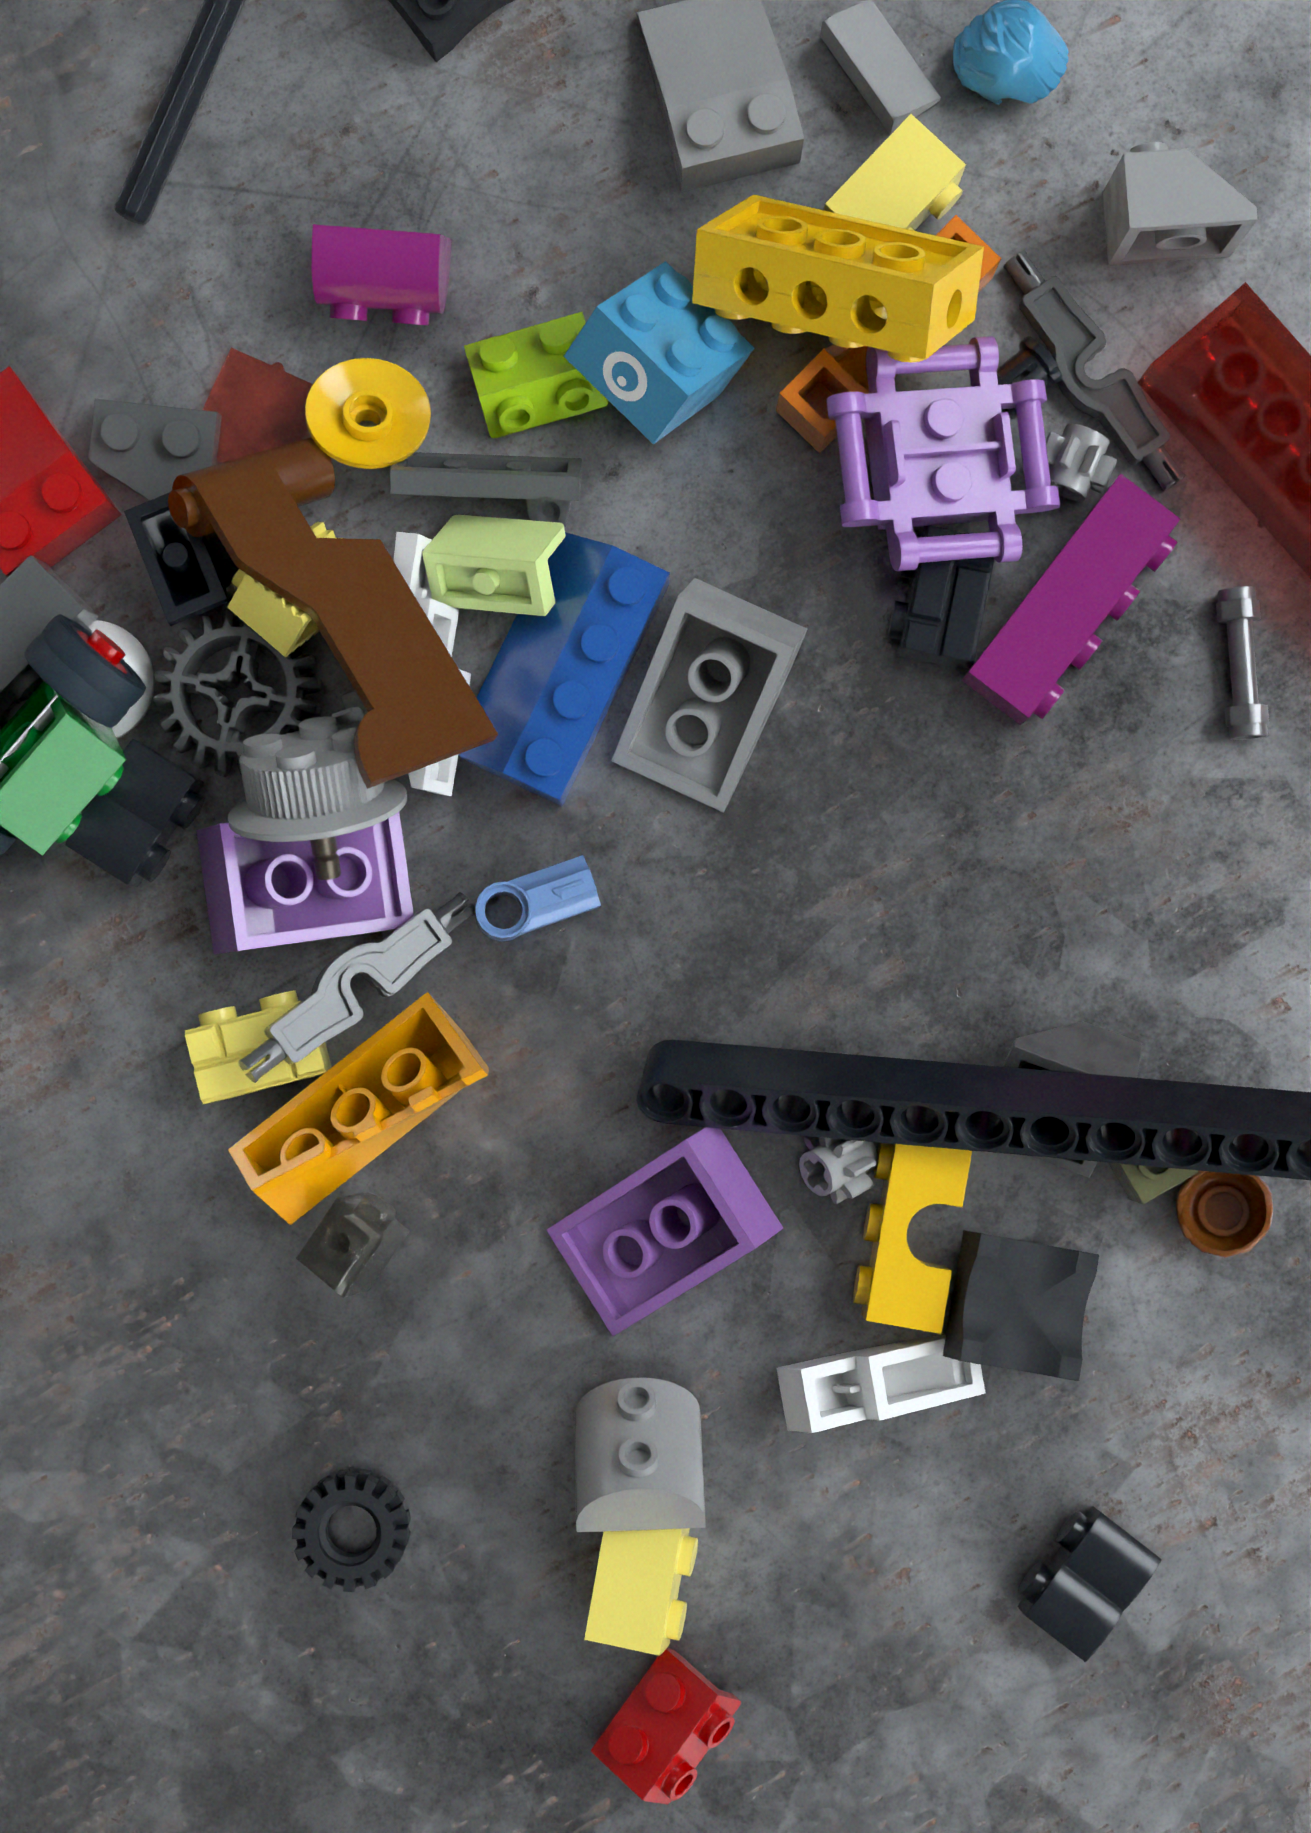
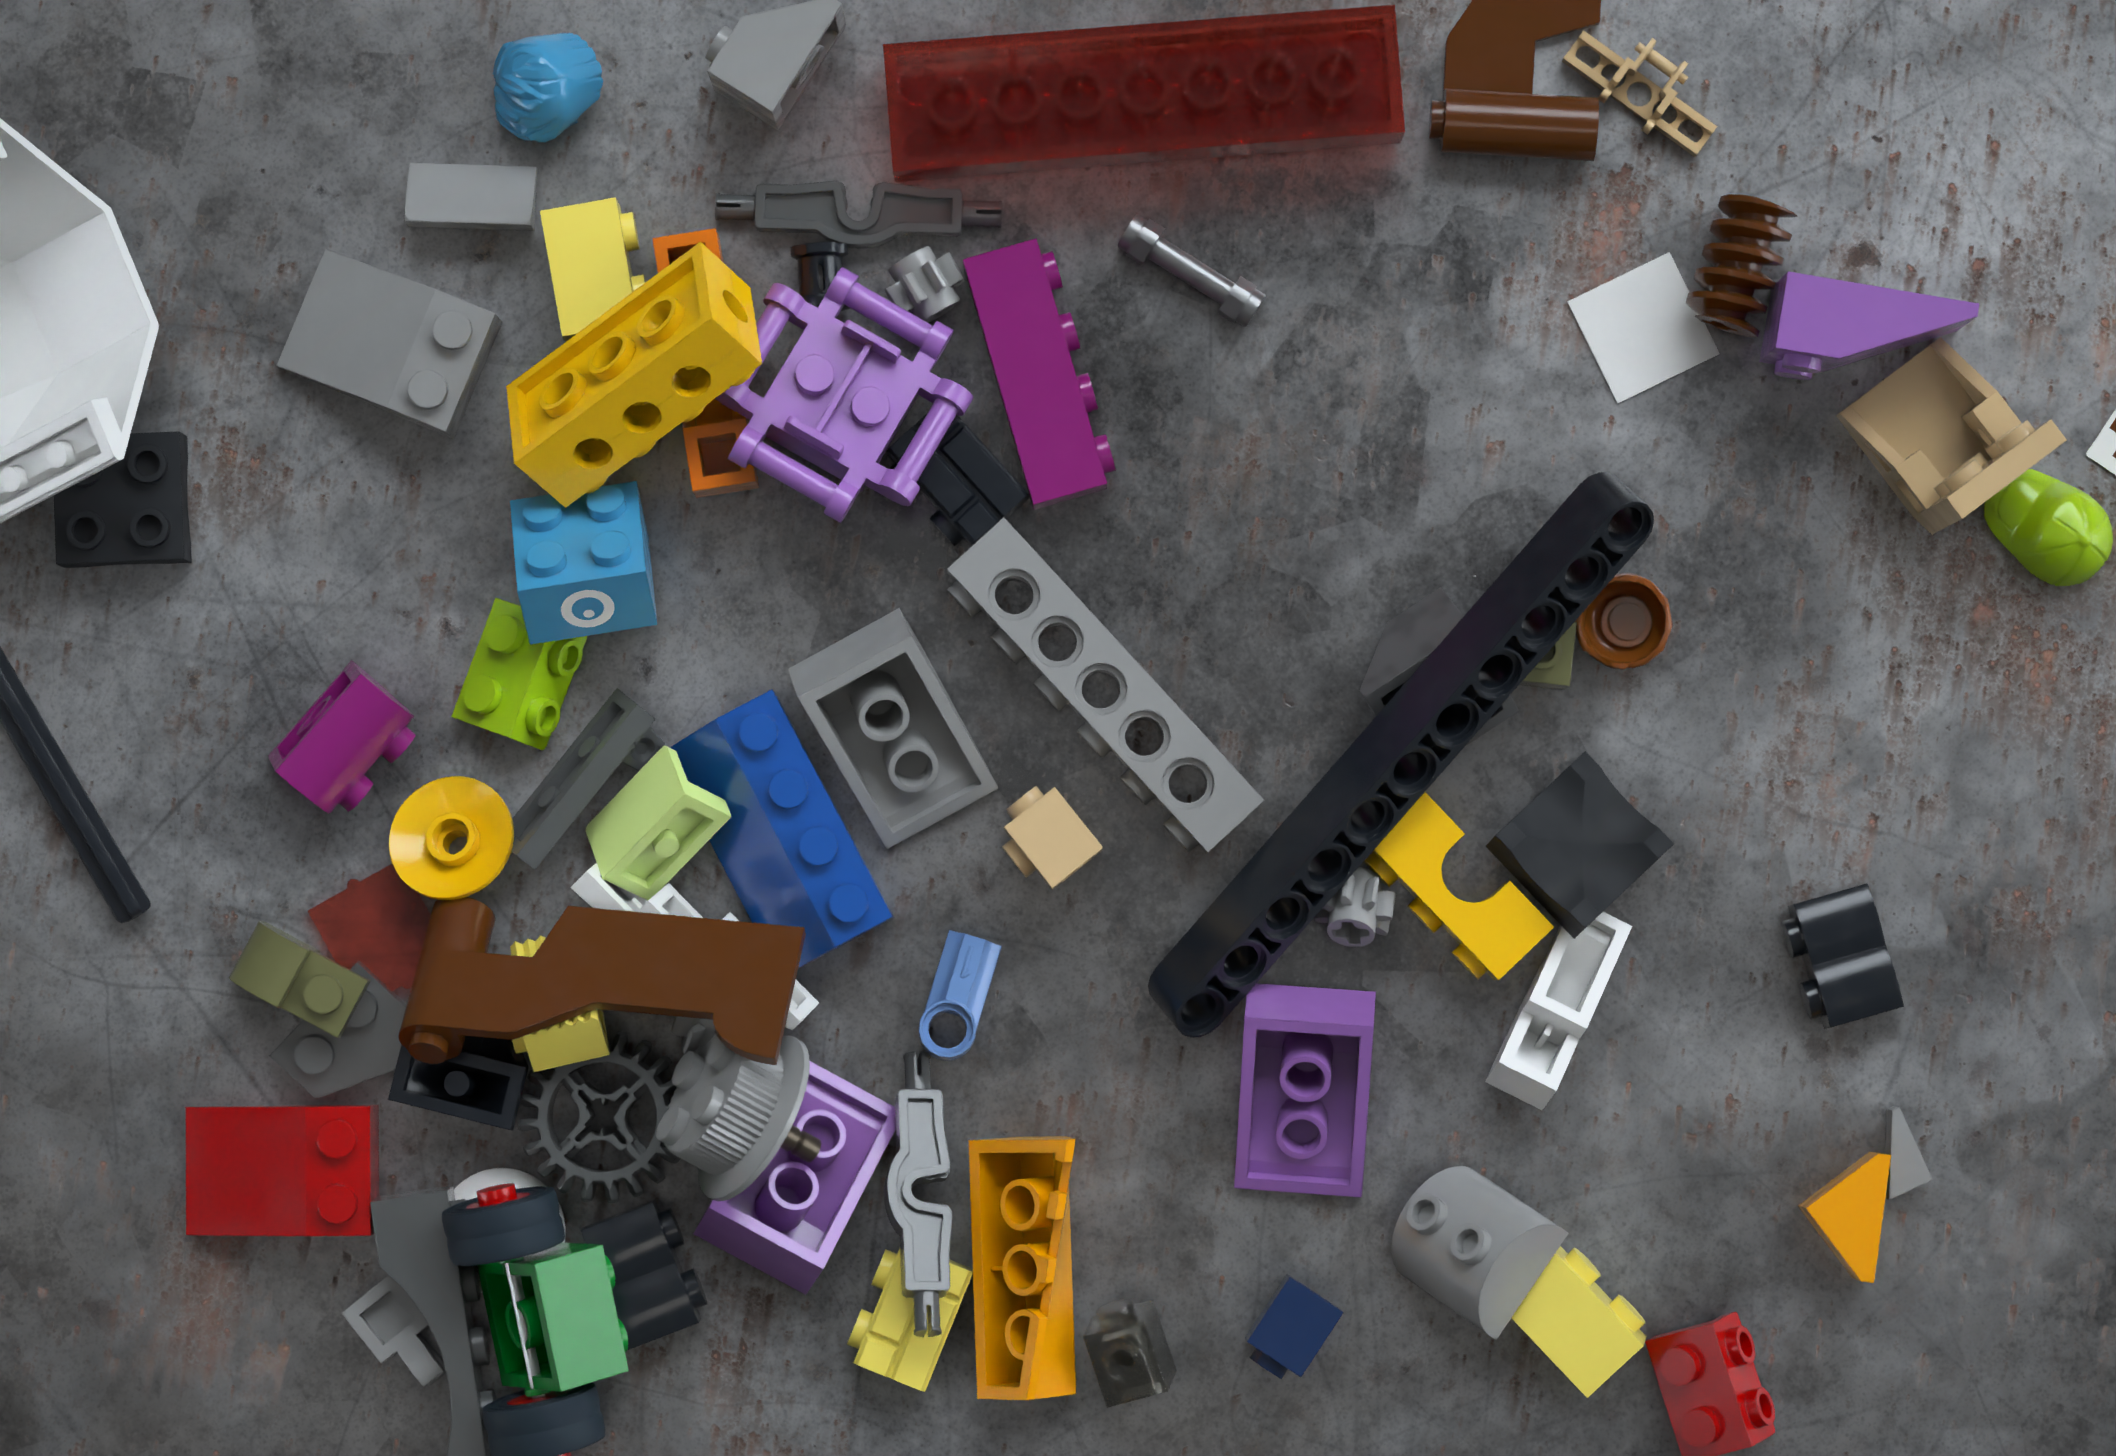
camera: 55 degrees left, 0 degrees up
(168, 373) = (298, 979): none -> olive brick
(467, 1359) = (1291, 1328): none -> dark blue brick
(714, 877) = (1048, 837): none -> tan brick
(887, 1740) = (1851, 1212): none -> light orange slope
(910, 682) = (1007, 556): none -> light grey brick
(961, 1747) = (1906, 1163): none -> light grey piece

